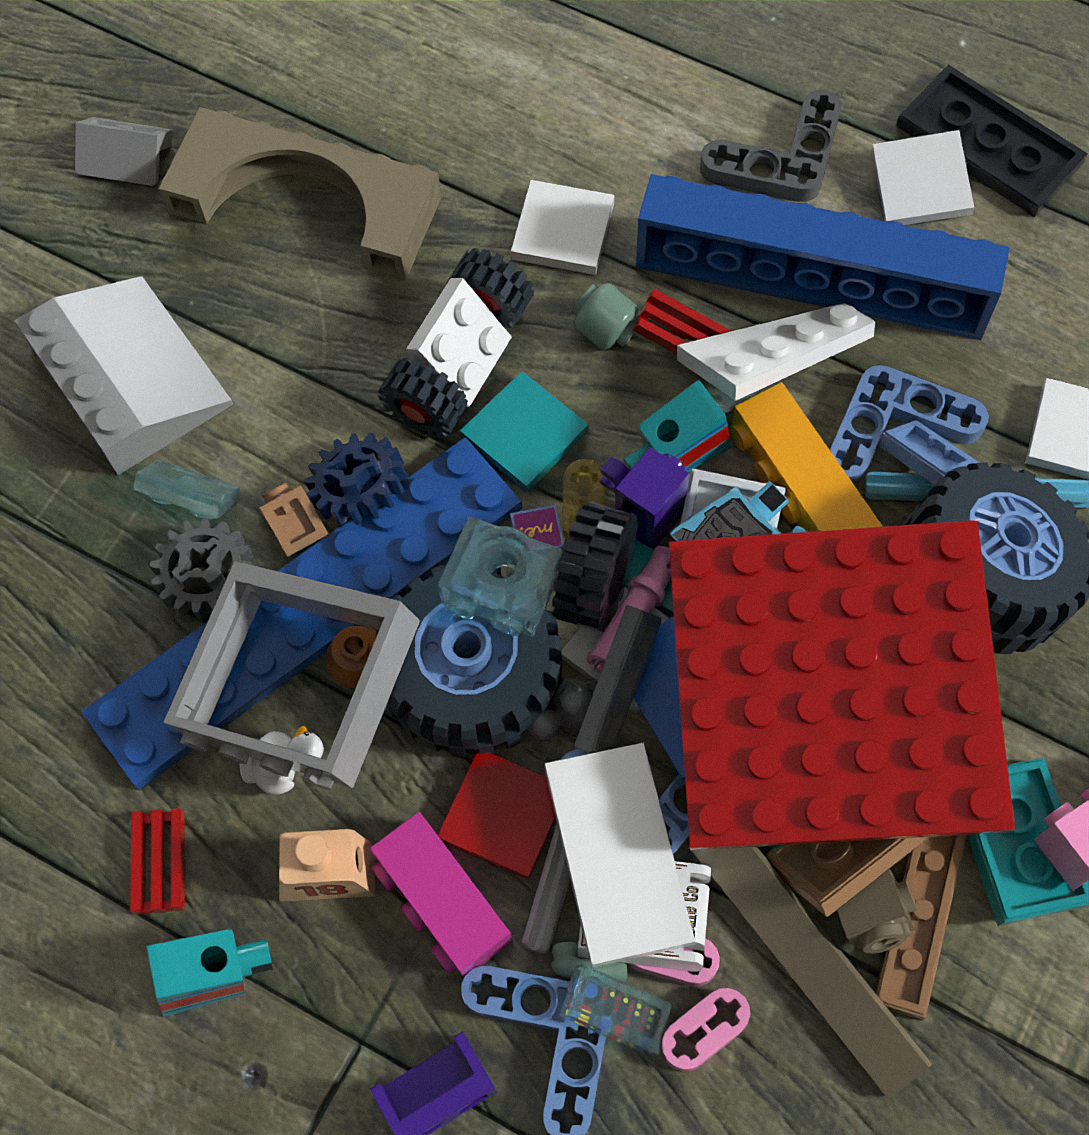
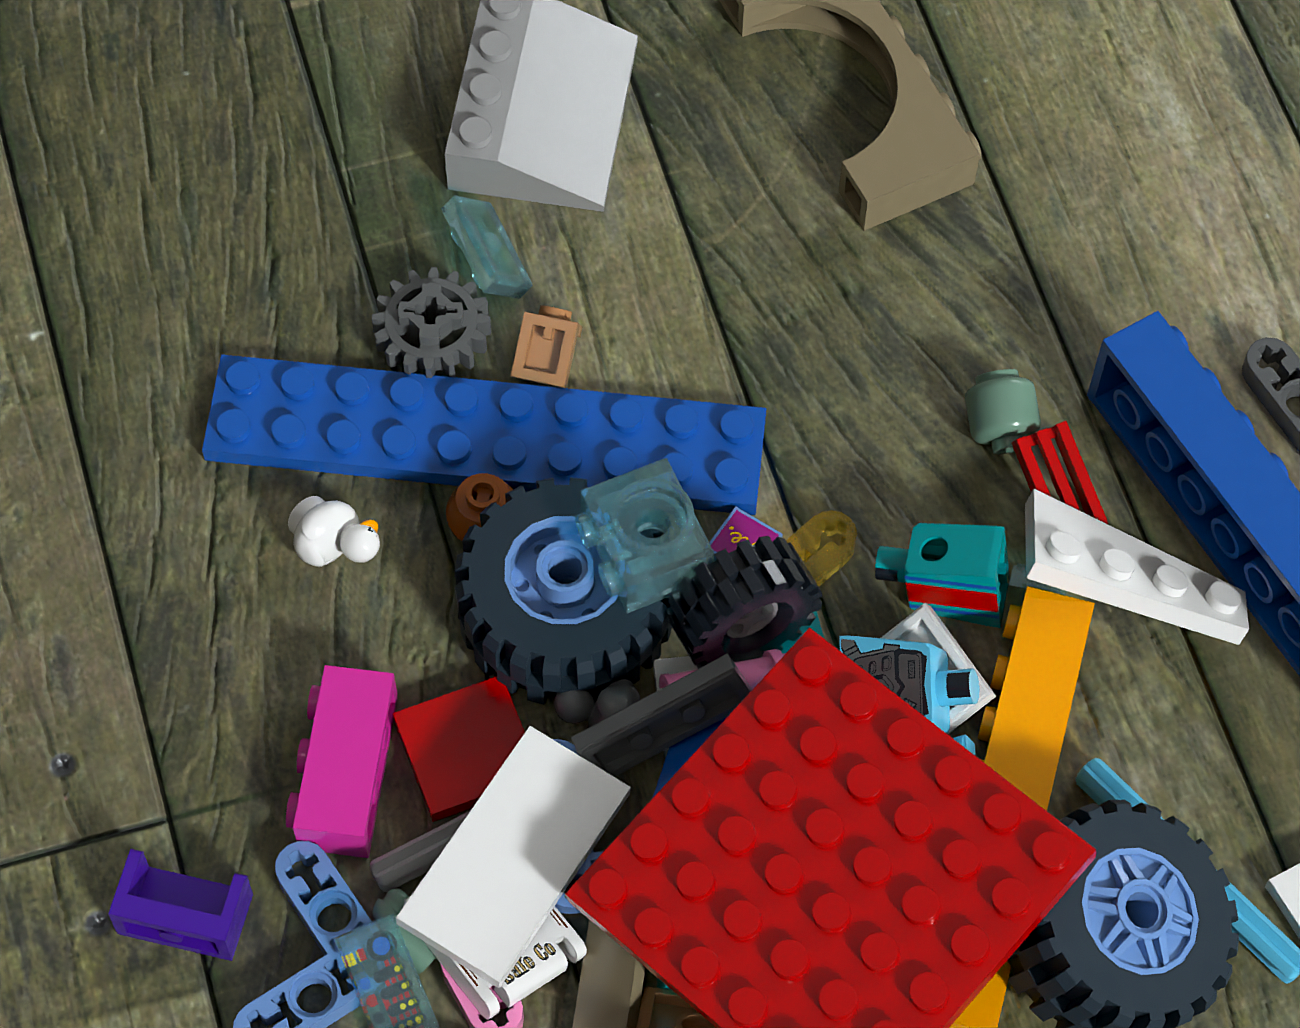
camera: 40 degrees right, 5 degrees down
(156, 819) = (139, 520): red tile -> none
(181, 970) = (101, 637): teal torso -> none
(223, 639) = (375, 395): light grey window -> none
(324, 865) = (268, 643): light nougat torso -> none
(356, 478) = (632, 360): dark blue gear -> none
(457, 343) = (840, 318): plate -> none
(524, 431) = (826, 449): teal tile -> none
(562, 227) = (1054, 301): white tile -> none
(651, 491) = (863, 589): dark purple brick -> none
(896, 404) = (1193, 724): medium blue beam -> none
(923, 450) = (1168, 780): medium blue plate -> none

